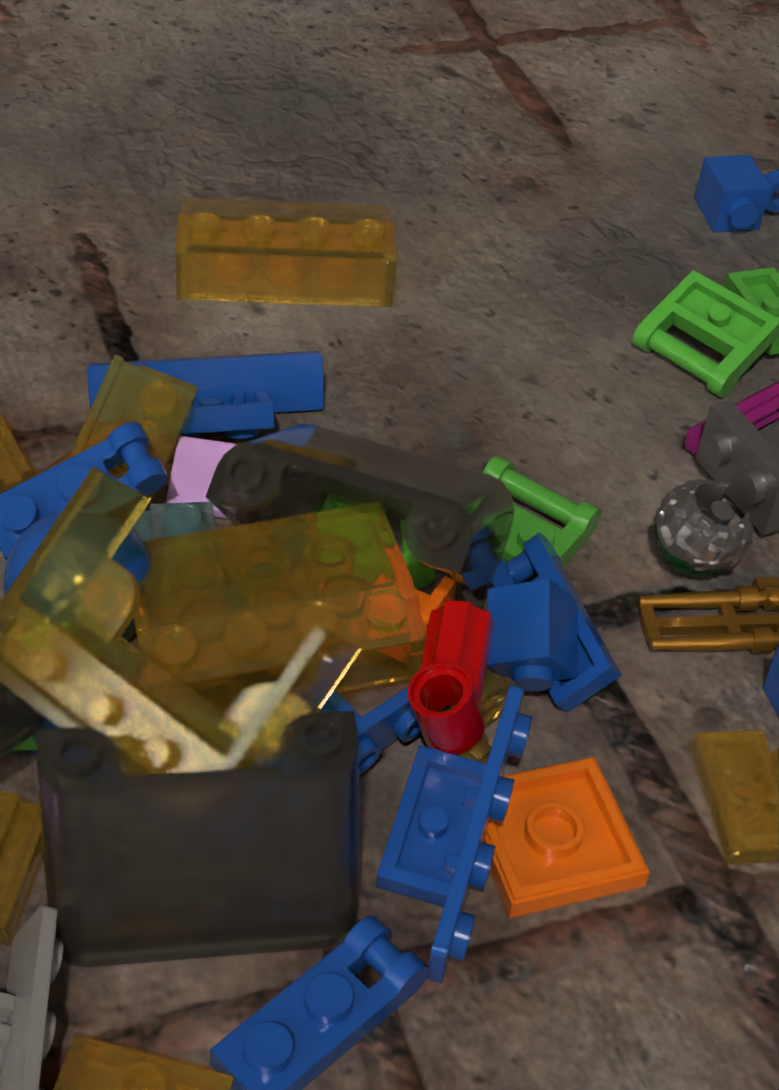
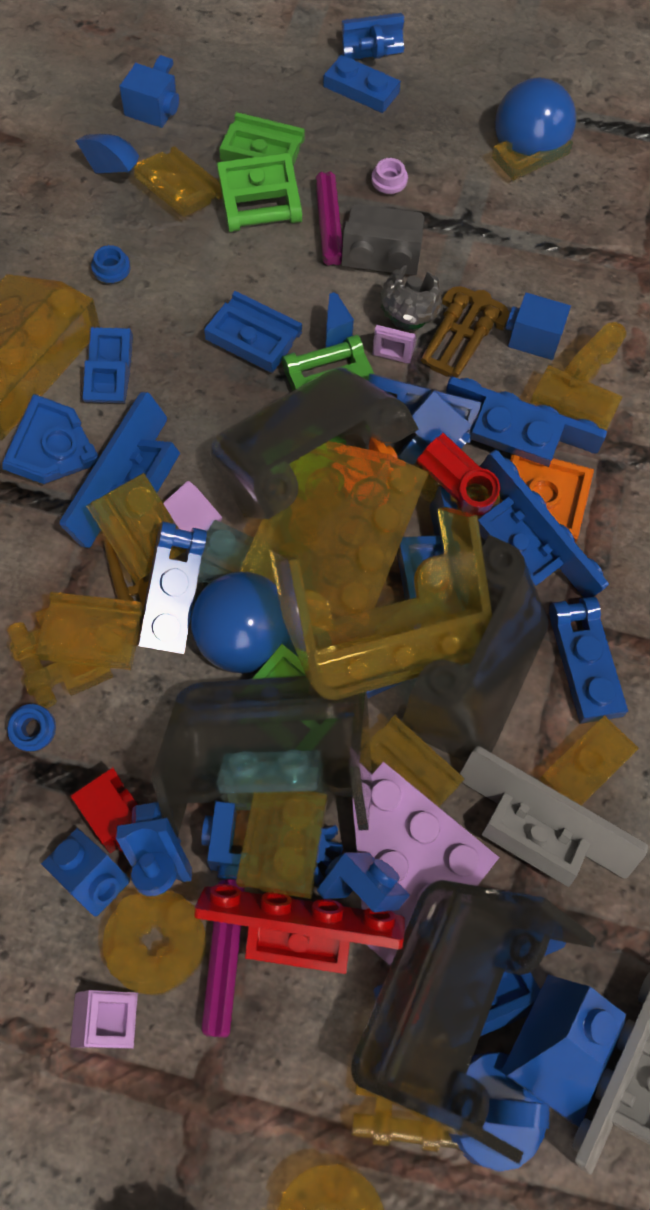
camera: 55 degrees left, 20 degrees up
(193, 318) = (49, 443): none -> blue plate
(346, 330) = (108, 365): none -> blue slope
(477, 268) = (110, 264): none -> blue plate
(508, 418) = (253, 331): none -> blue plate
(593, 476) = (338, 321): none -> blue slope
(616, 193) = (108, 153): none -> blue brick
(626, 746) = (523, 427): none -> blue bracket
(628, 556) = (393, 344): none -> lavender slope
(644, 265) = (178, 181): none -> clear yellow plate

